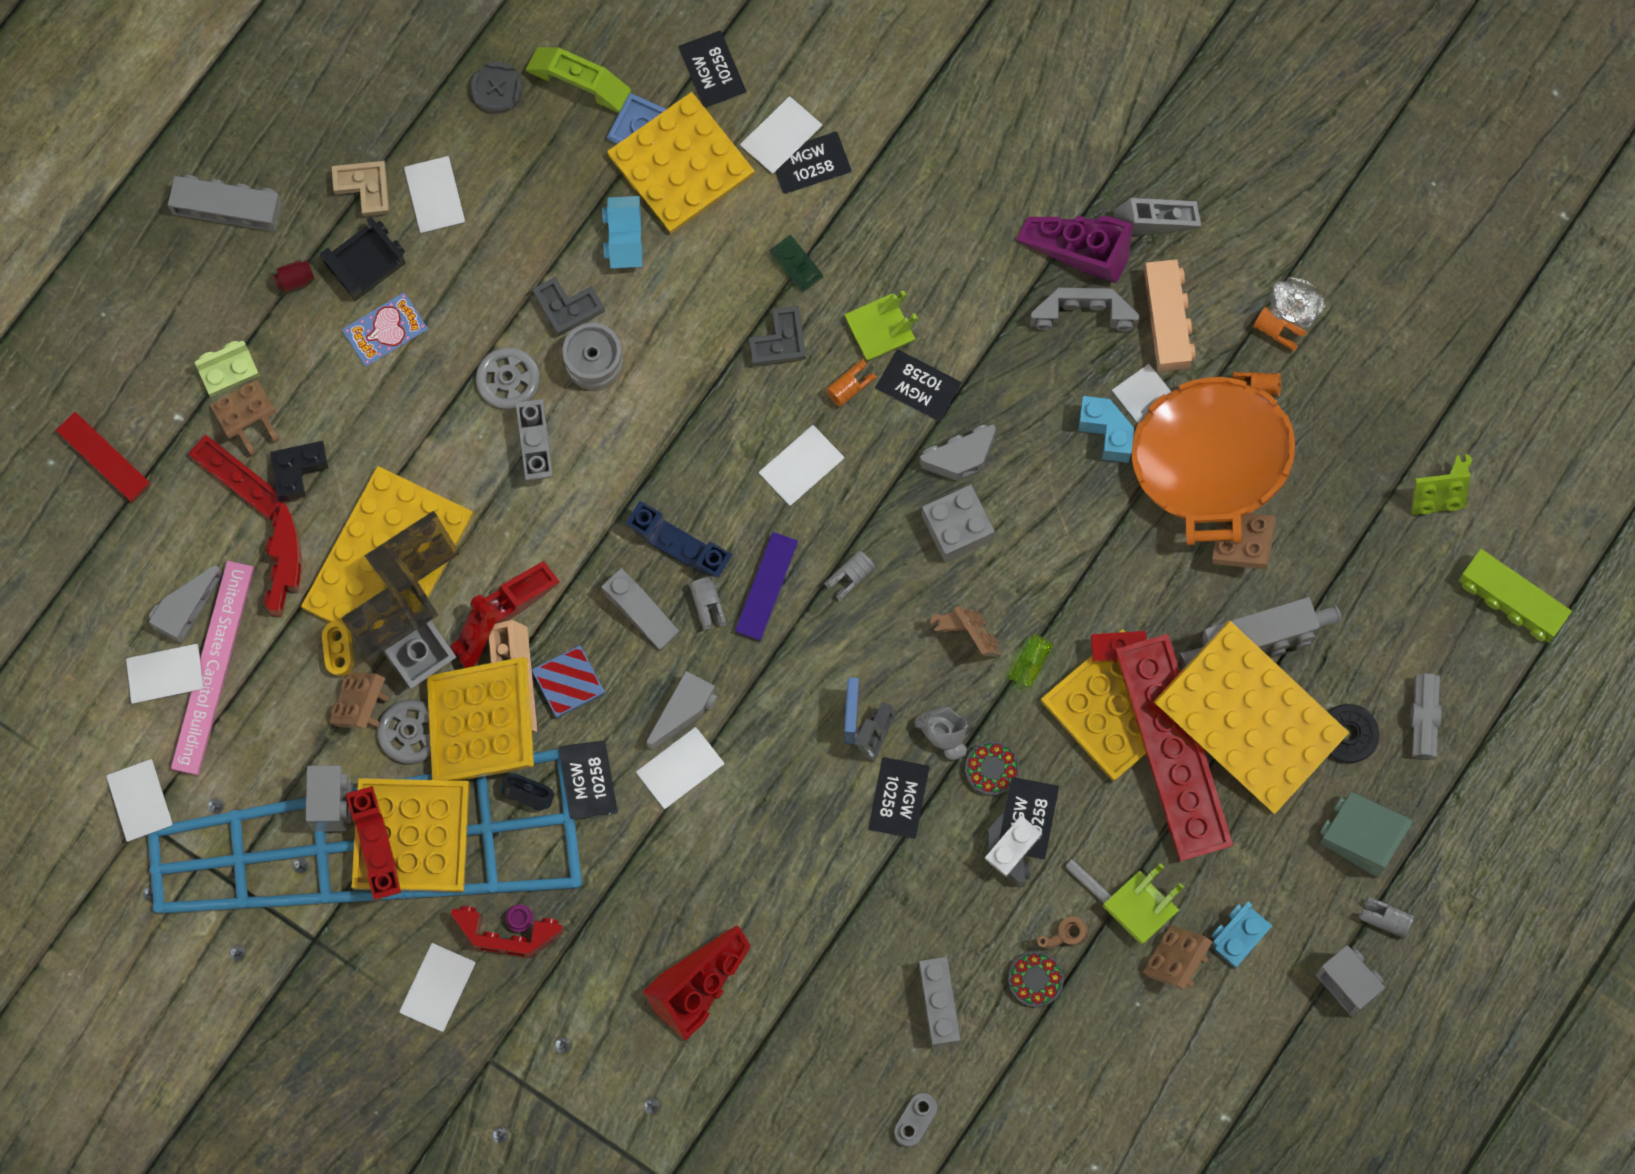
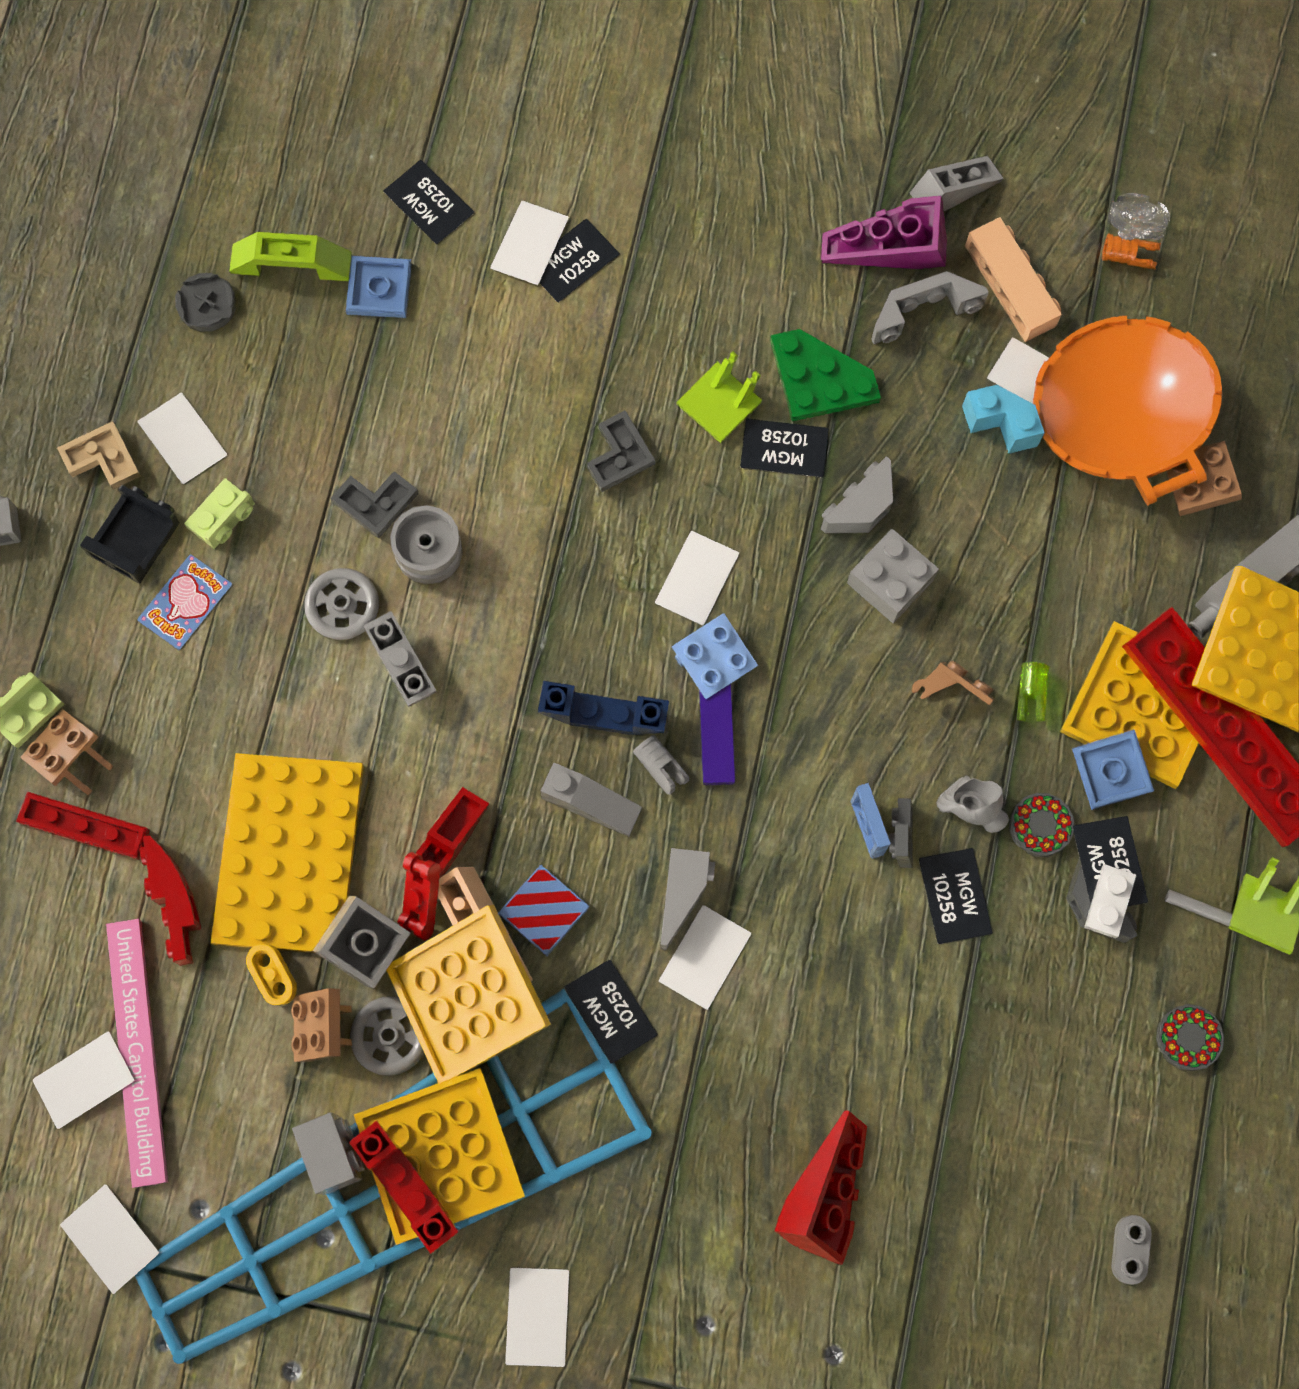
camera: 25 degrees left, 0 degrees up
(182, 607) = (74, 999): light grey slope -> none
(293, 462) = (137, 789): black plate -> none
(294, 276) = (60, 580): dark red brick -> none
(403, 601) = (329, 895): clear smoke bracket -> none
(440, 268) = (220, 513): none -> yellowish green bracket
(519, 918) = (598, 1200): magenta plate -> none
(526, 791) = (549, 1052): black plate -> none
(542, 936) = (545, 1227): red slope -> none
(625, 229) = (406, 401): medium azure brick -> none
(681, 163) = (436, 309): yellow plate -> none
(786, 533) = (714, 656): none -> light blue hinge
(796, 263) = (602, 368): clear green plate -> none
(847, 386) = (712, 474): orange hinge -> none
(854, 571) = (803, 669): light grey hinge -> none
(939, 1002) = (1102, 1108): light grey brick -> none
(972, 337) = (819, 377): none -> green plate
(1065, 934) = (1199, 978): medium nougat plate -> none
(1067, 746) = (1112, 769): none -> medium blue tile
(1105, 644) = (1107, 645): red plate -> none
(1268, 382) = (1139, 310): orange hinge -> none

